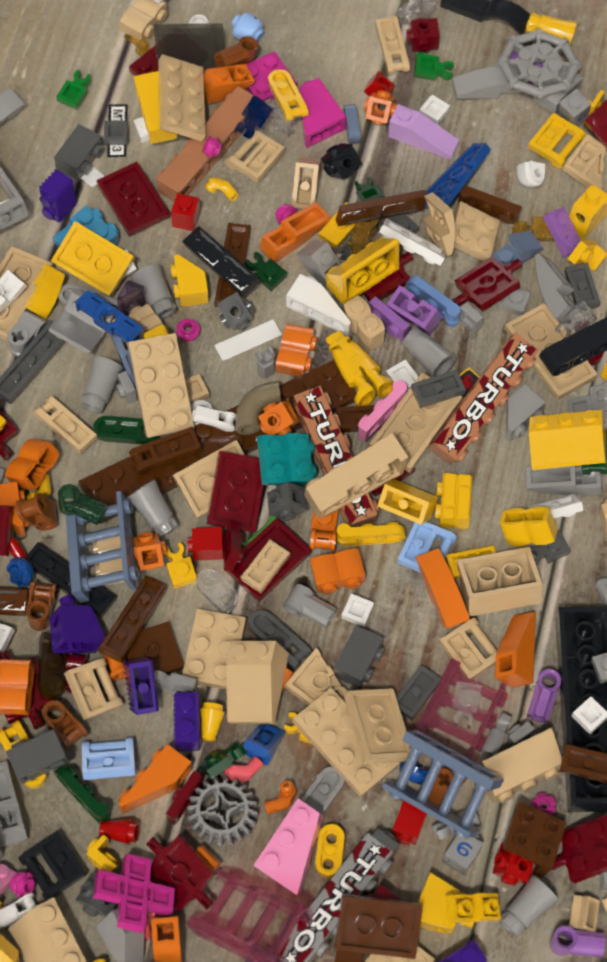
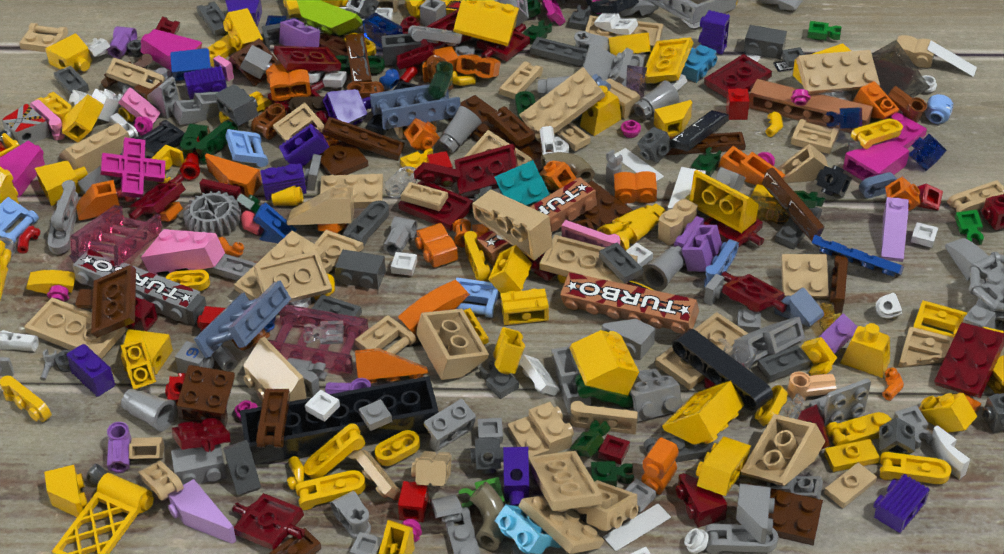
camera: 80 degrees right, 20 degrees down
(73, 824) = (191, 137): none -> dark green leg
(98, 309) = (616, 60): blue piece -> none
(318, 62) = (927, 151): none -> clear blue brick
(413, 242) = (772, 236): white plate -> none
(440, 224) = (795, 240): tan slope -> none

